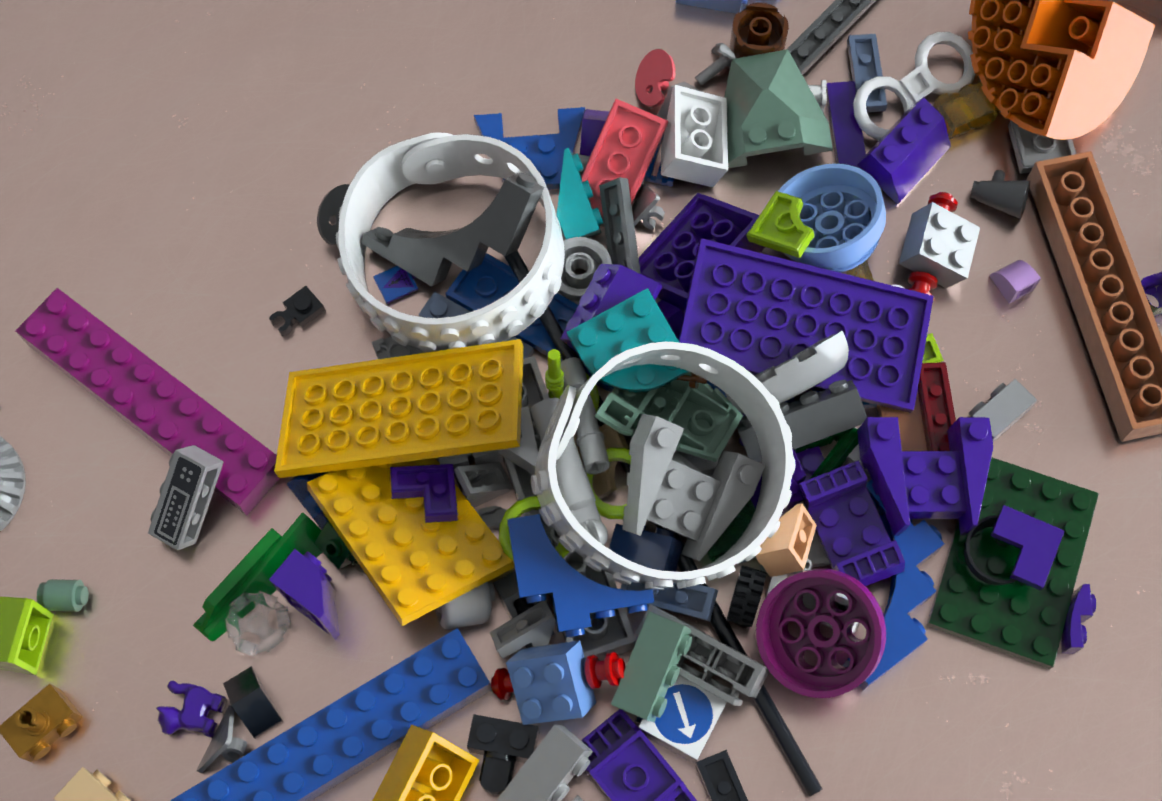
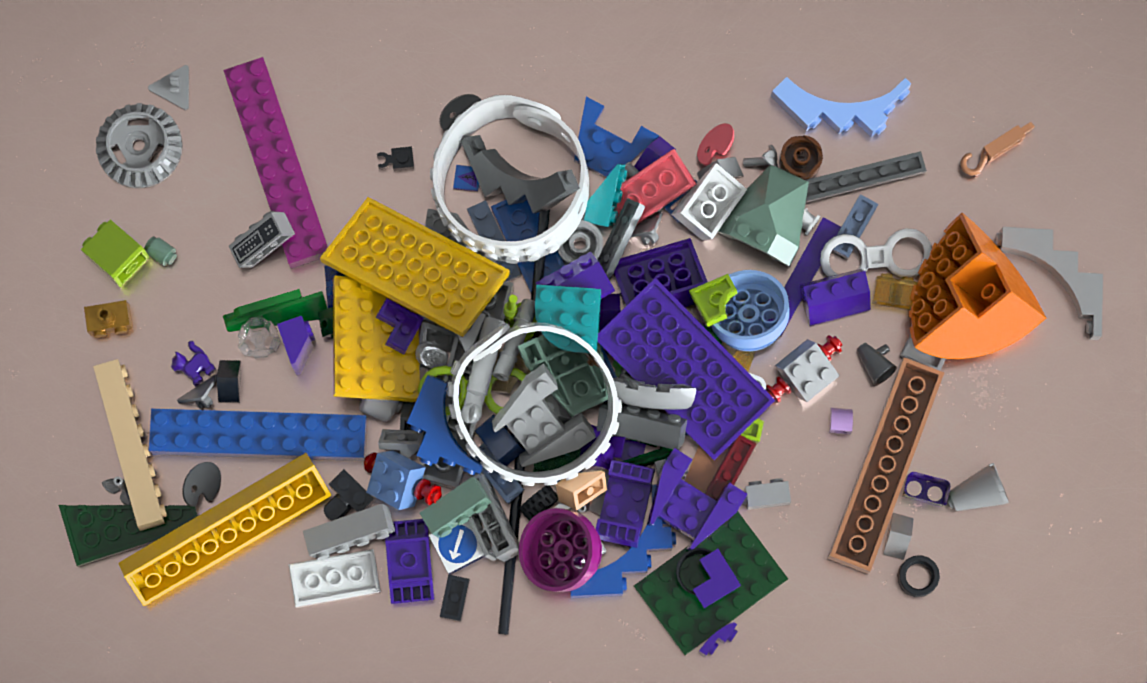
camera: 30 degrees right, 10 degrees up
(491, 502) = (431, 356): none -> light grey rock

